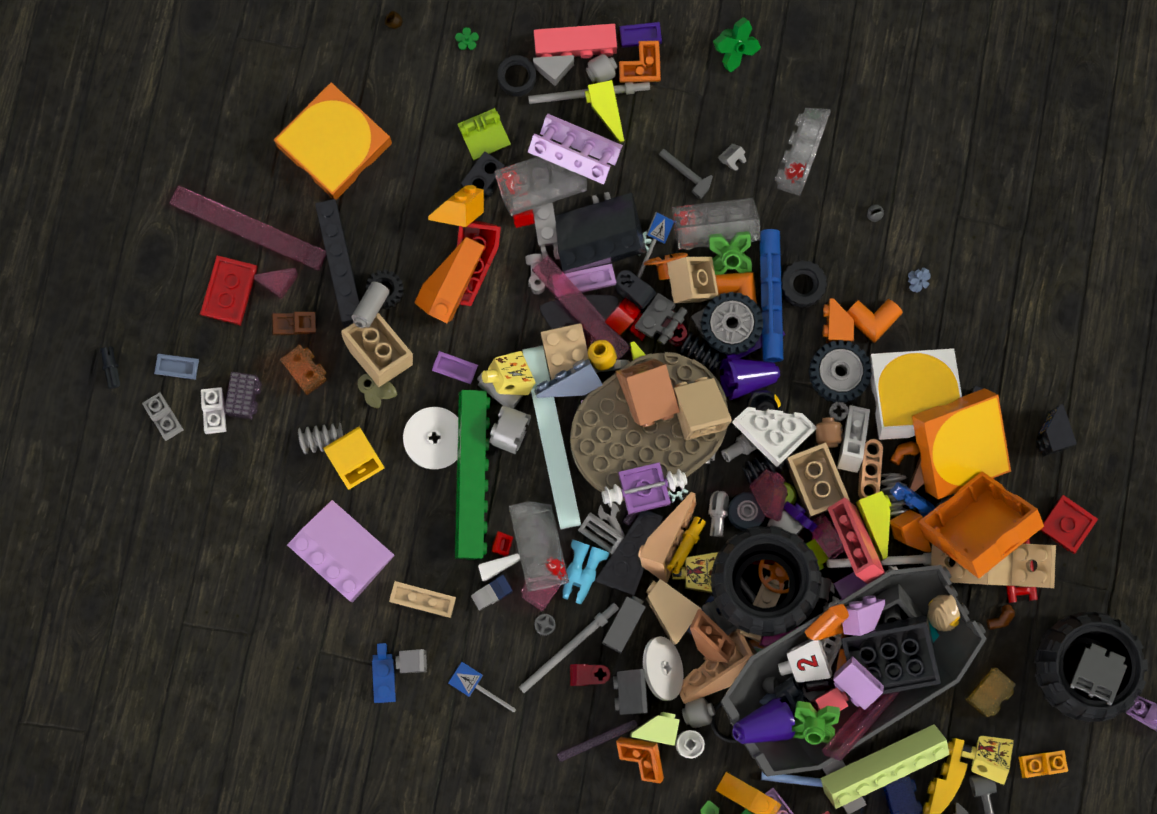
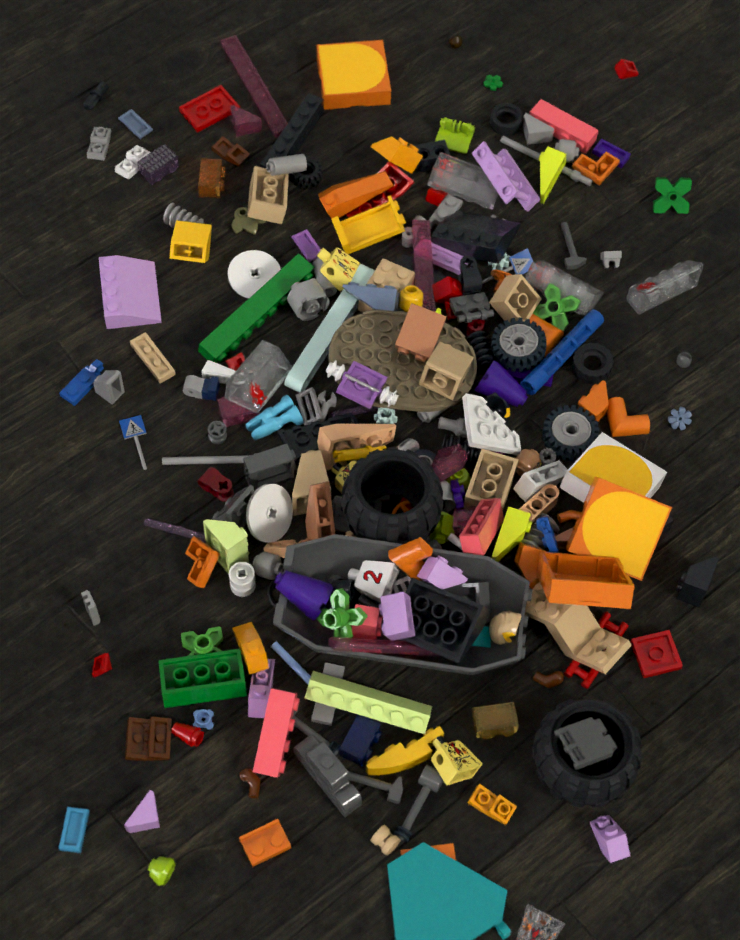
camera: 40 degrees right, 20 degrees down
(495, 304) = (370, 226): none -> yellow panel

